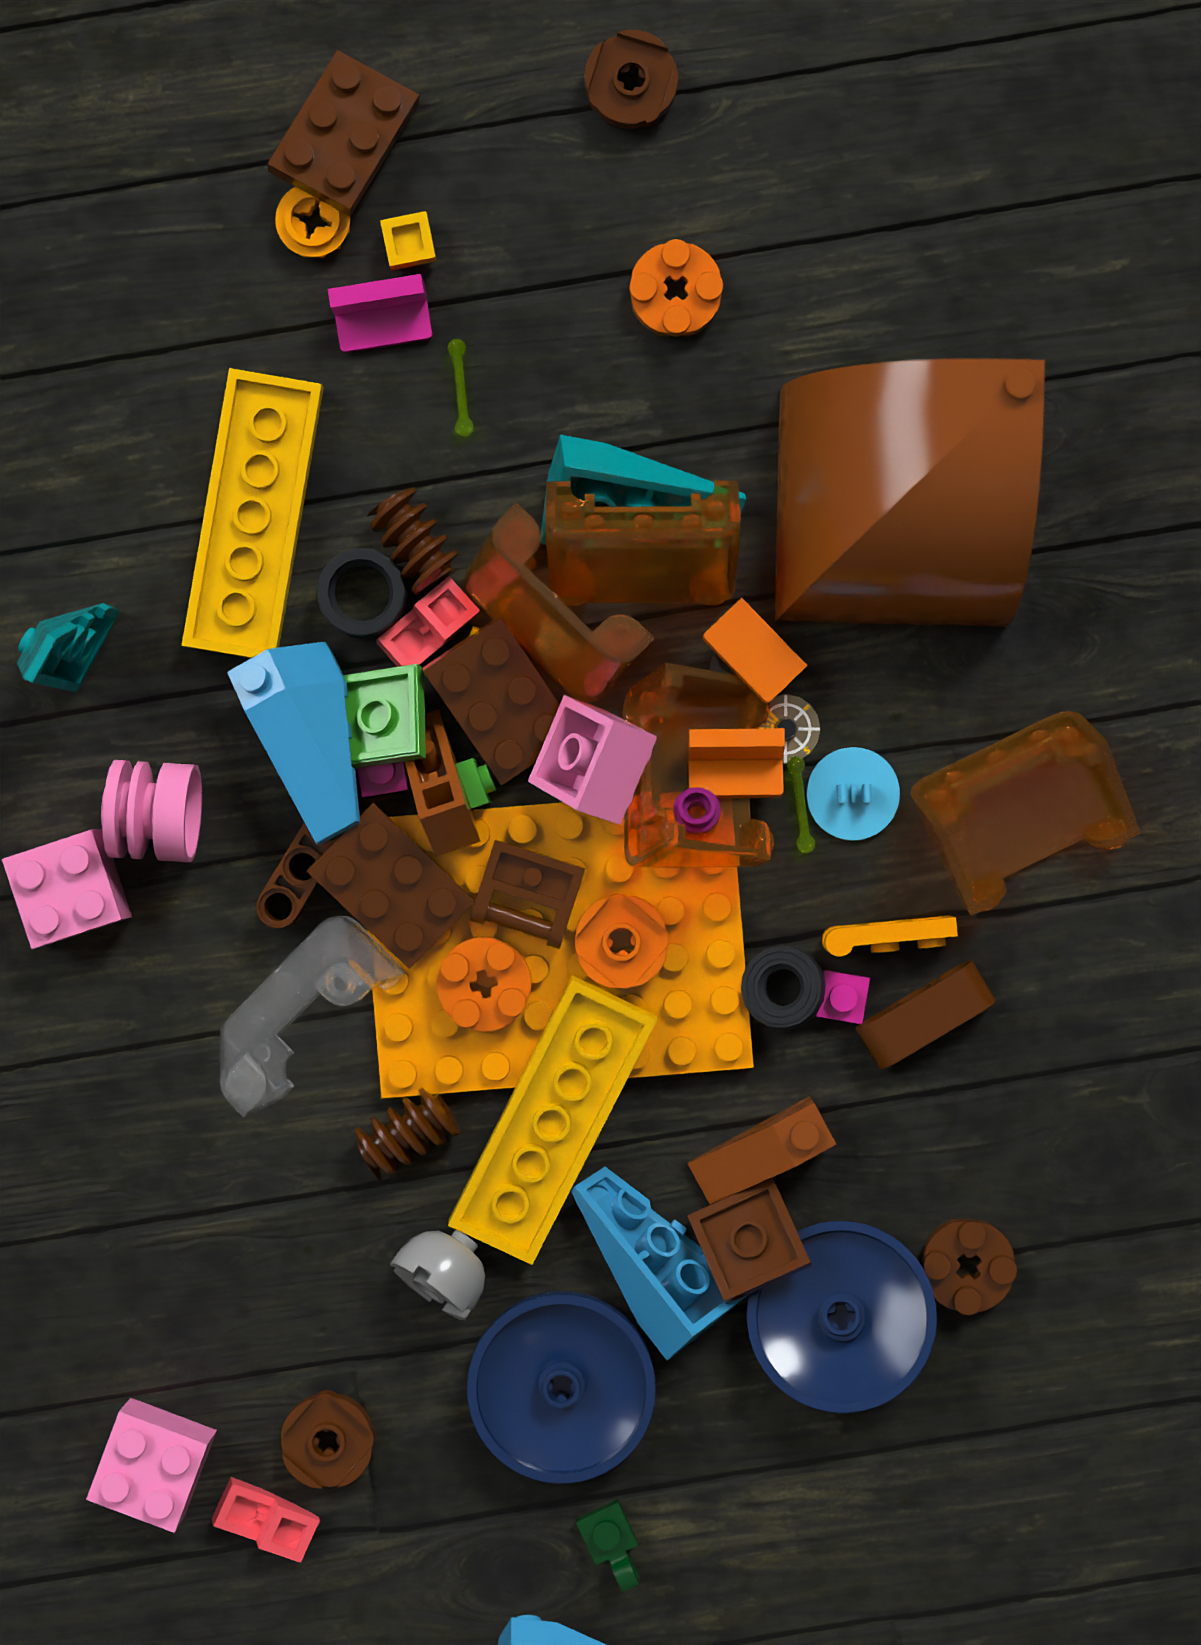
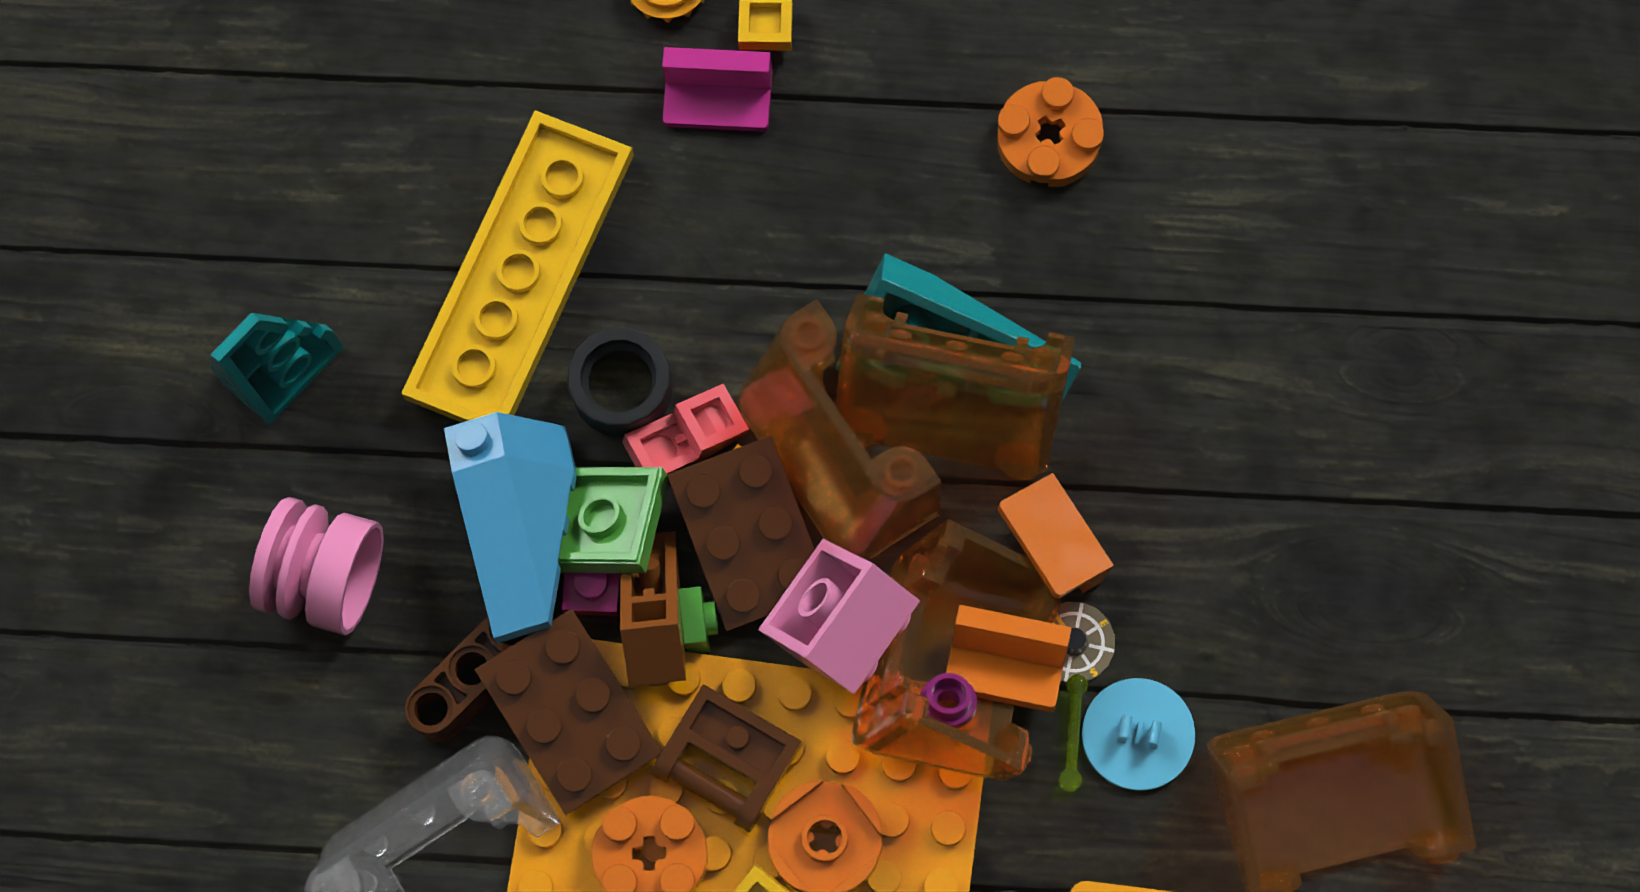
camera: 20 degrees right, 15 degrees down
(66, 888) = (193, 637): bright pink brick -> none
(413, 541) = (690, 335): reddish brown piece -> none
(463, 426) = (780, 228): clear neon green hinge -> none
(908, 492) = (1271, 391): dark orange panel -> none

